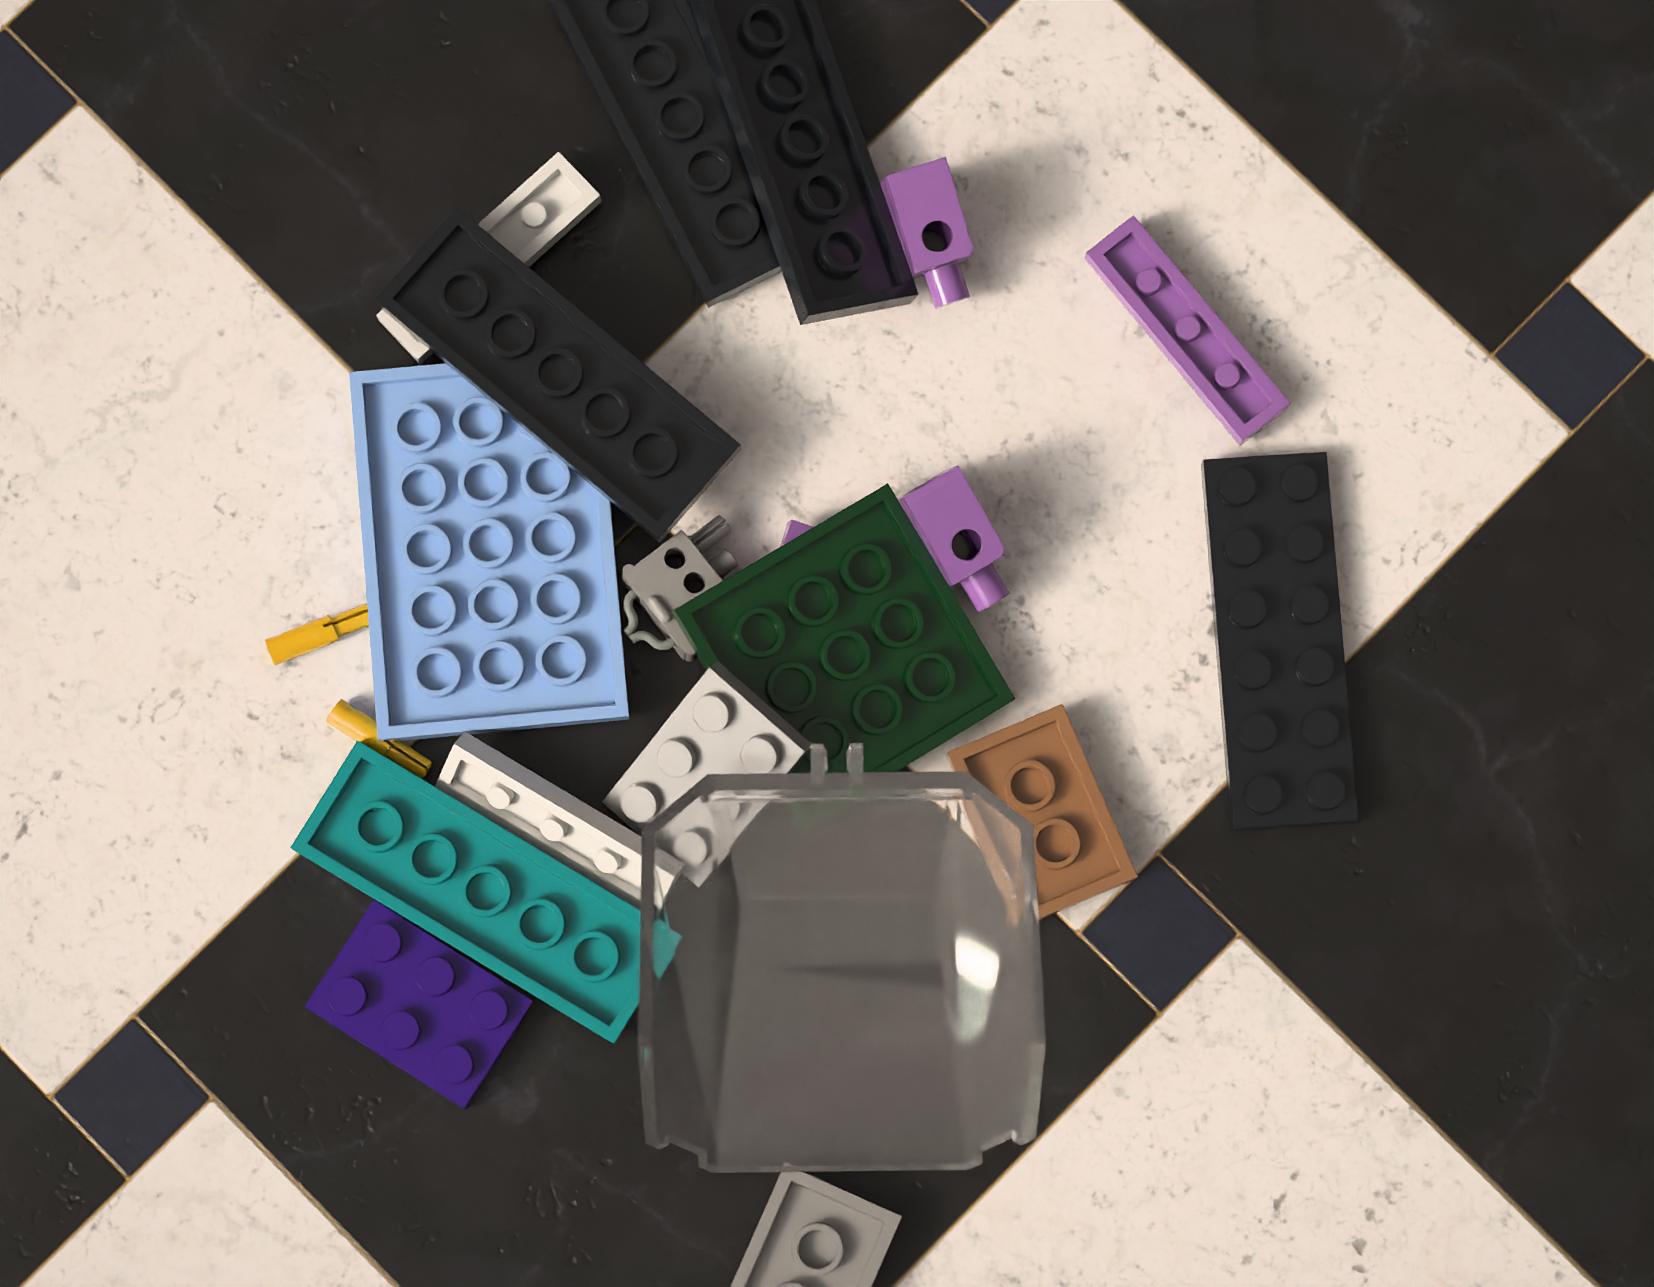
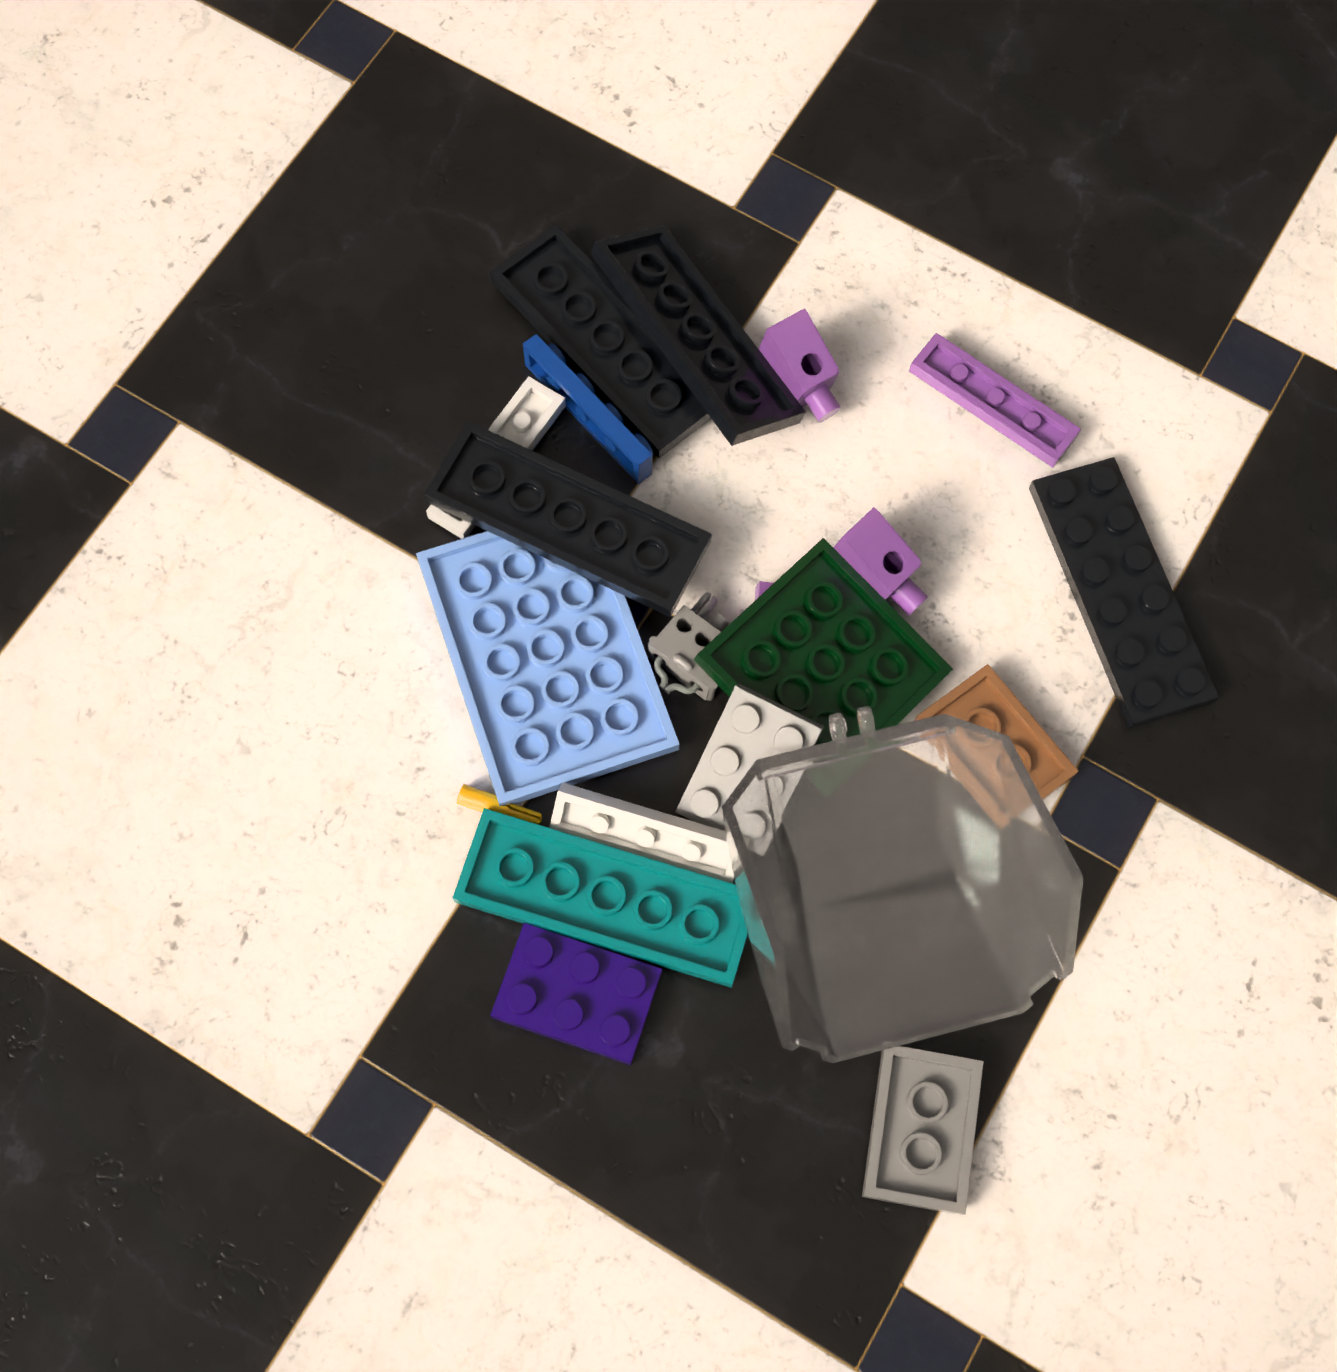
camera: 15 degrees left, 10 degrees down
(316, 634) = (434, 742): yellow piece -> none
(642, 237) = (600, 420): none -> blue plate

